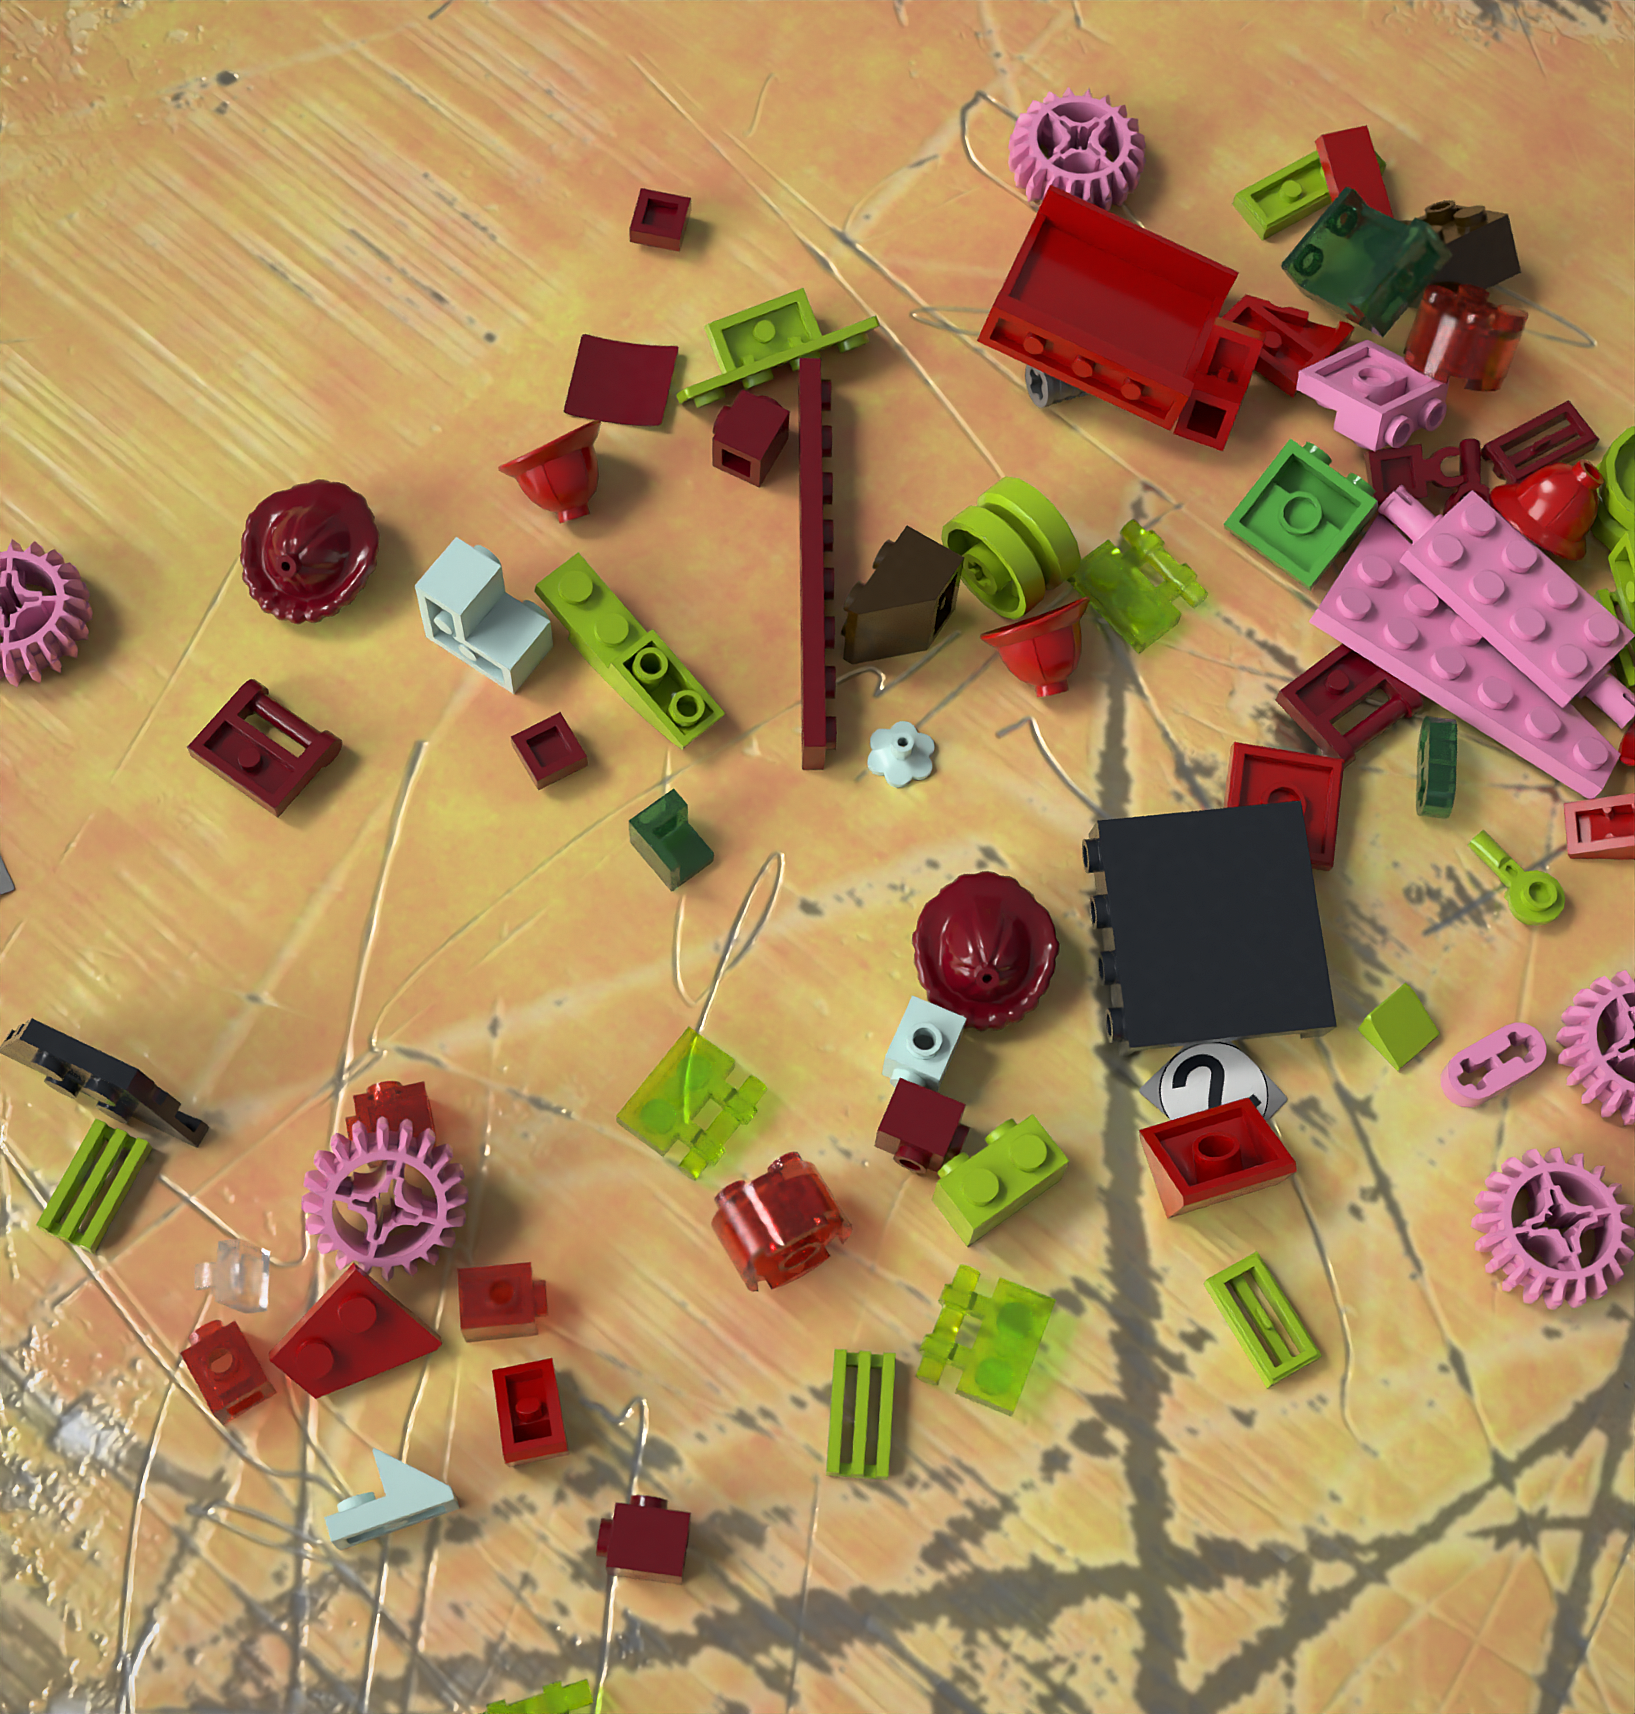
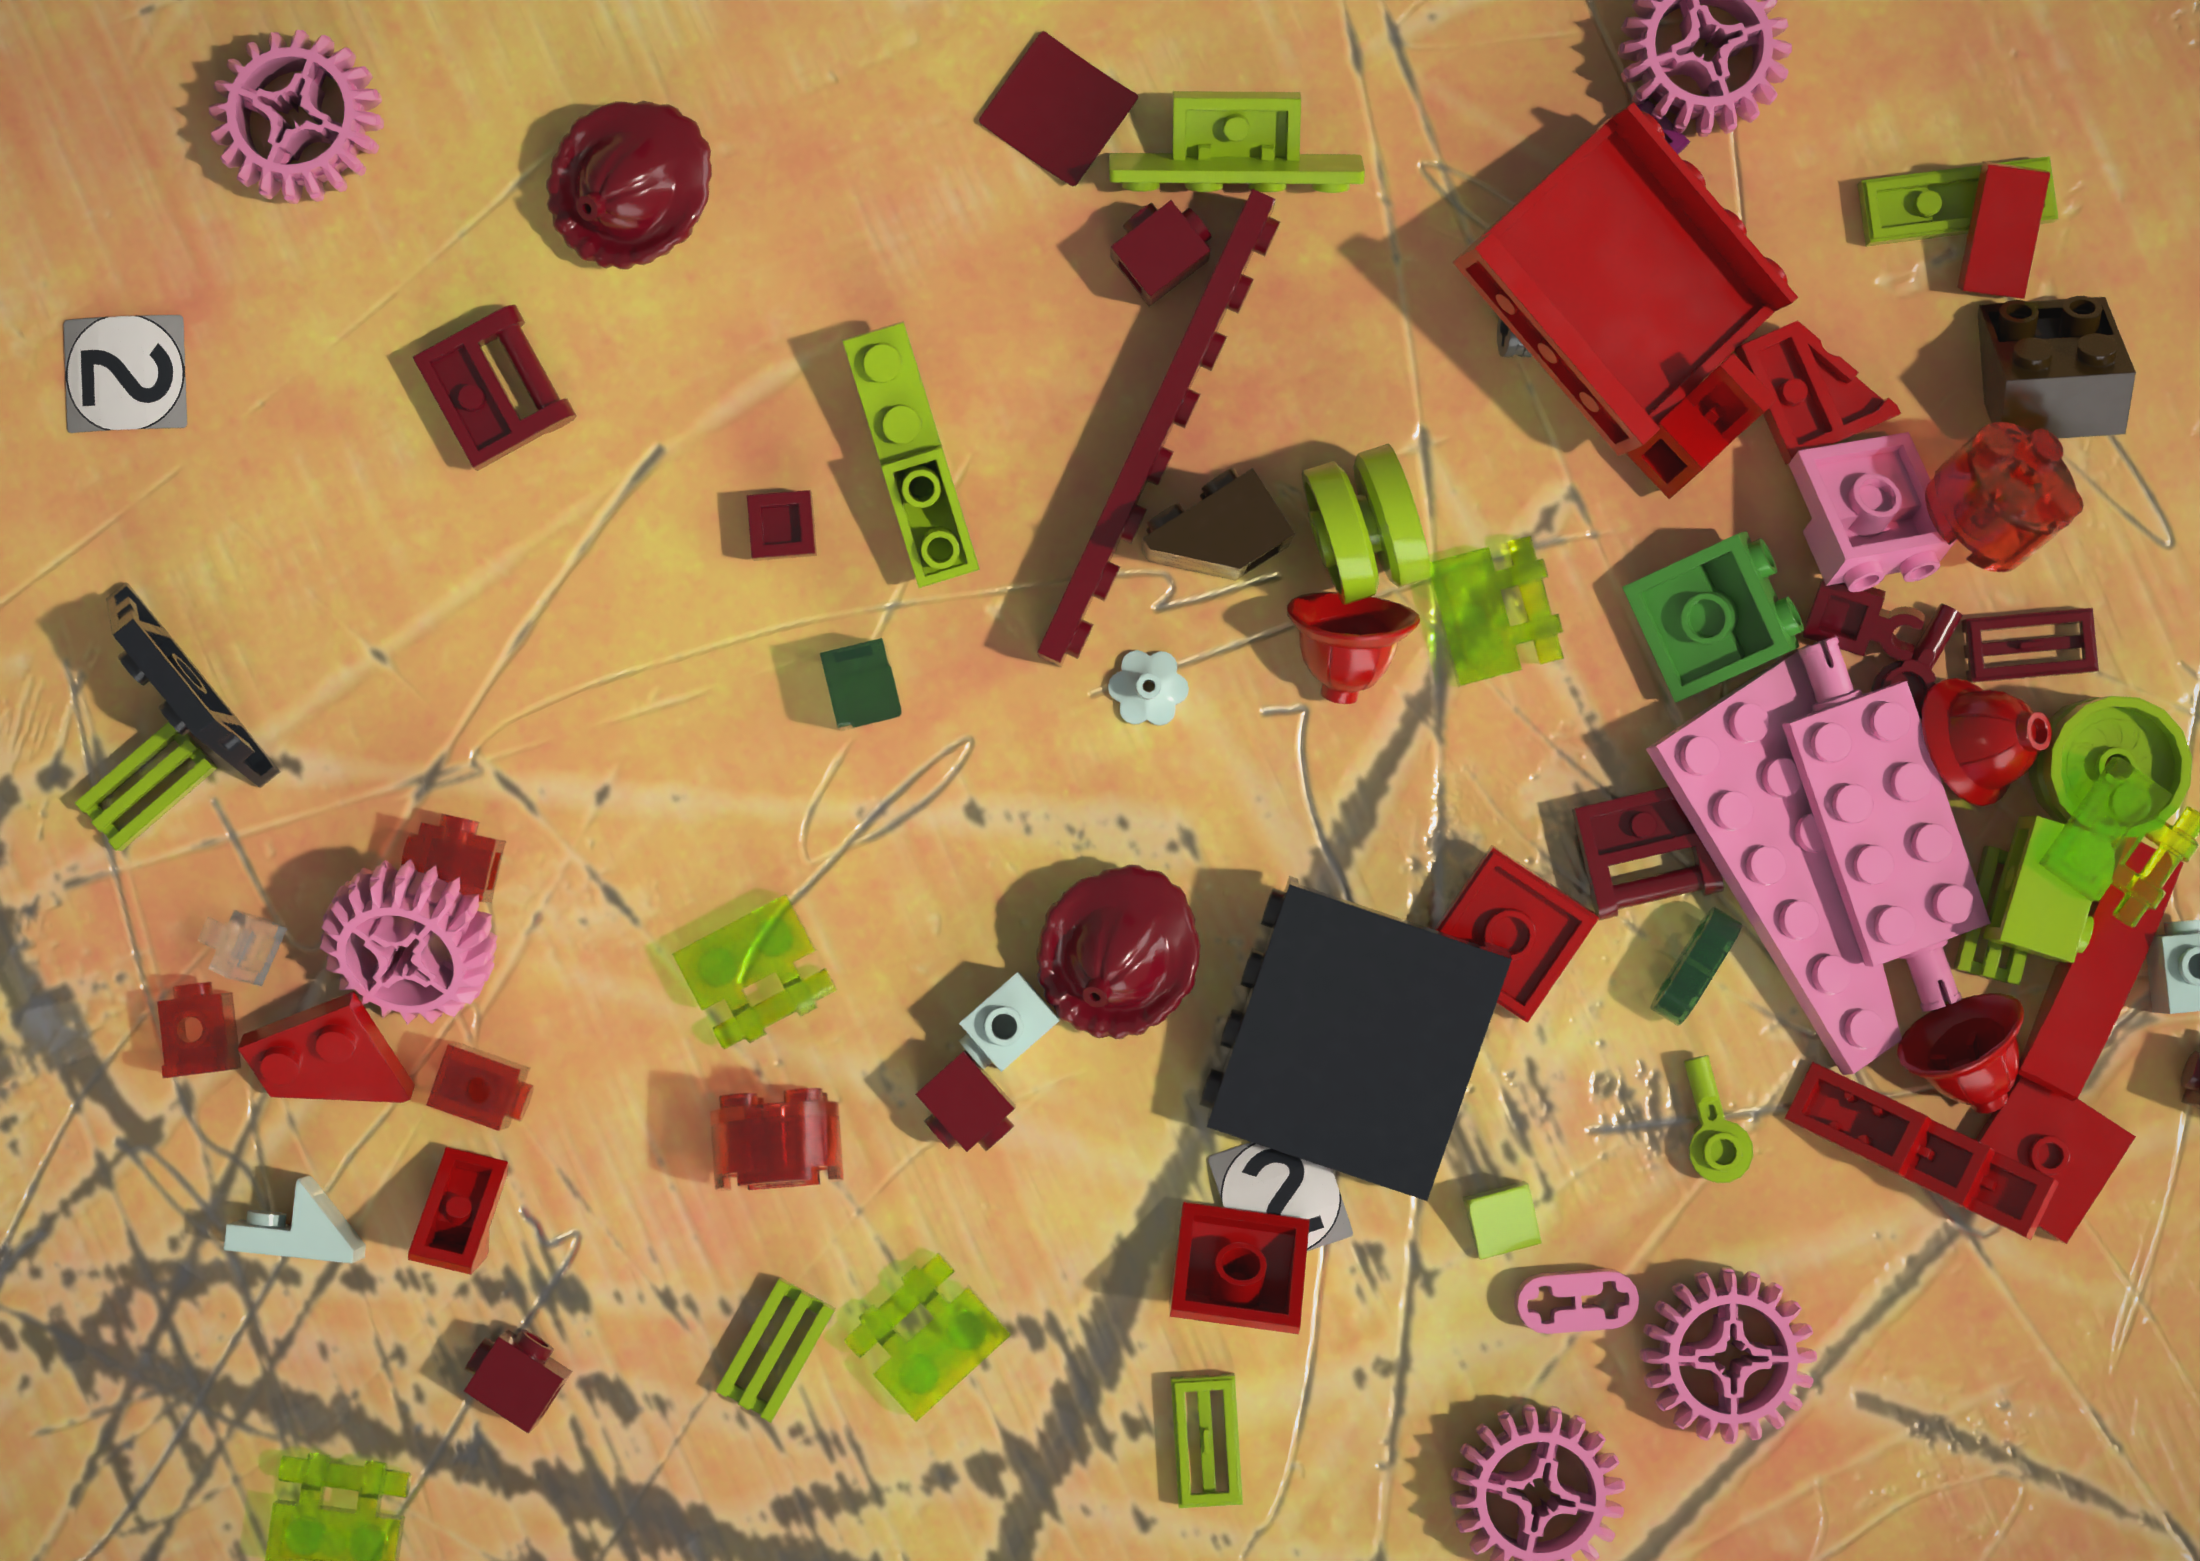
camera: 30 degrees right, 20 degrees up
(476, 619) = (769, 342): light aqua brick -> none
(560, 473) = (932, 204): red hat -> none
(999, 1179) = (1016, 1192): lime brick -> none
(1365, 262) = (1943, 354): clear green panel -> none

